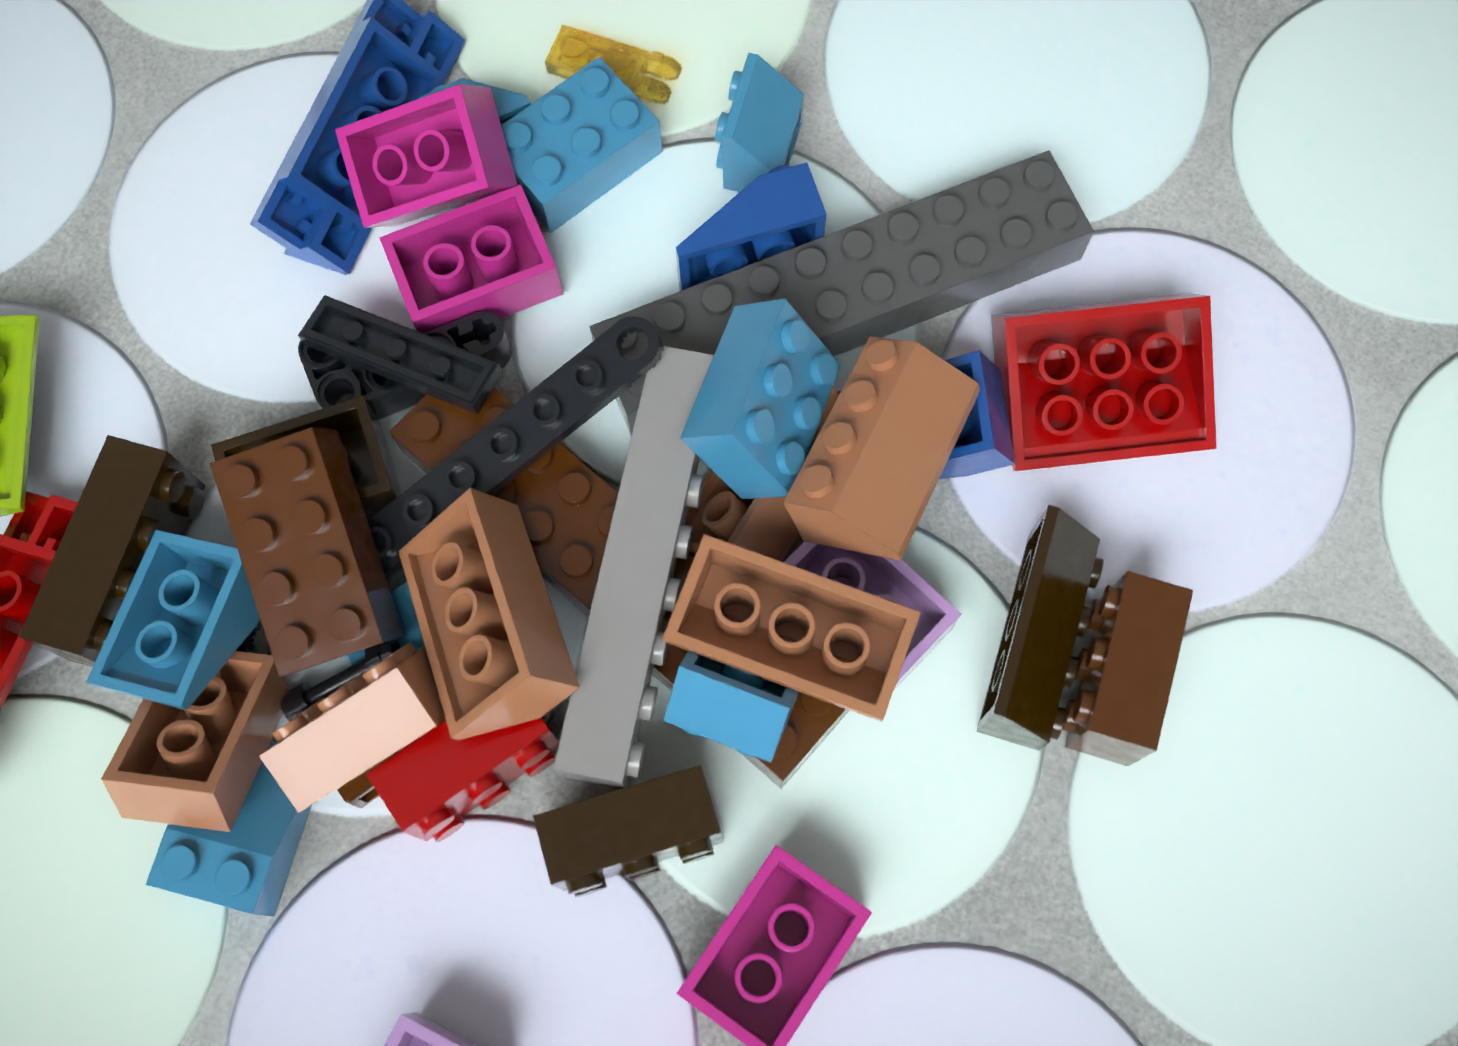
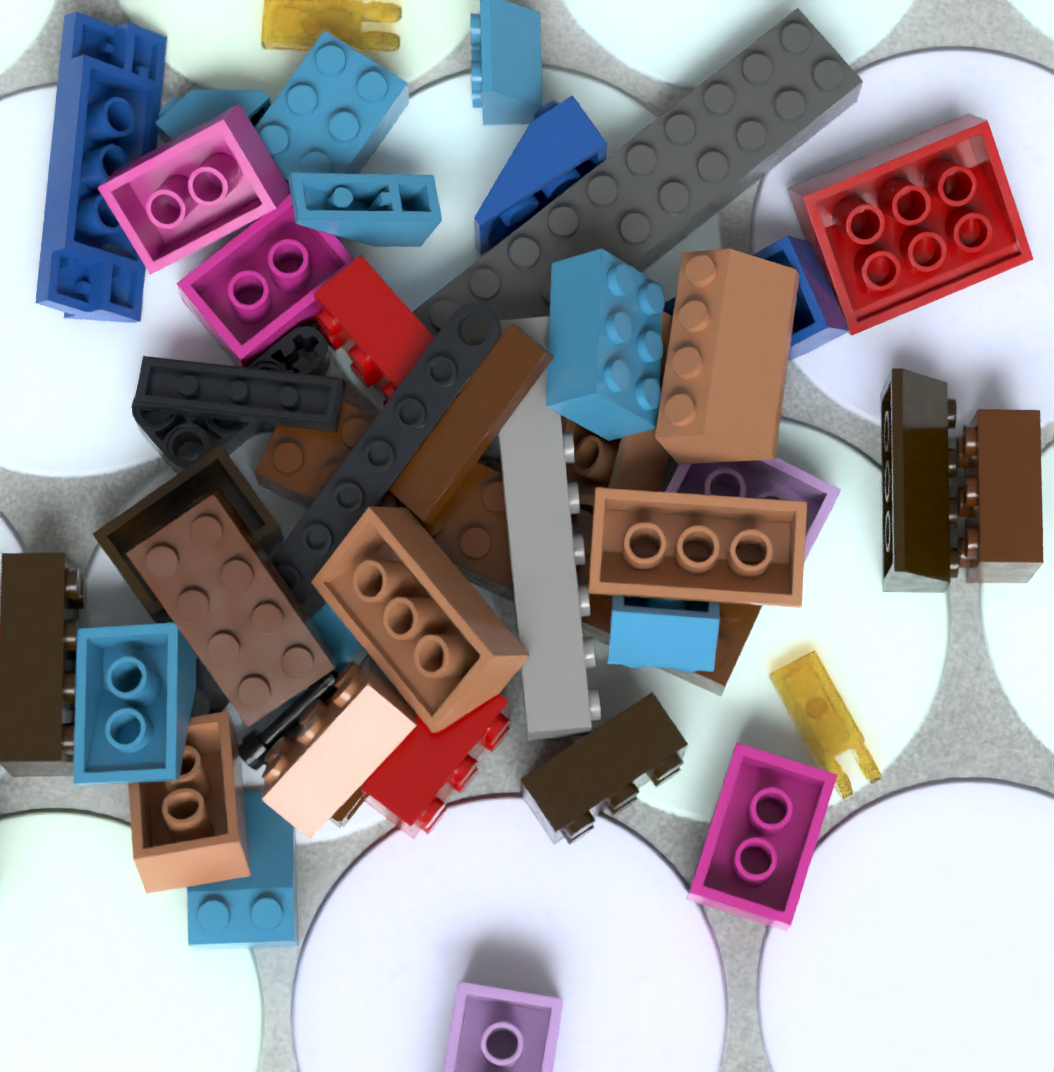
camera: 20 degrees left, 5 degrees up
(549, 329) = (371, 326): none -> red brick
(580, 218) = (367, 207): none -> dark azure slope
(603, 436) = (471, 423): none -> reddish brown tile
(877, 845) = (823, 719): none -> clear yellow hinge

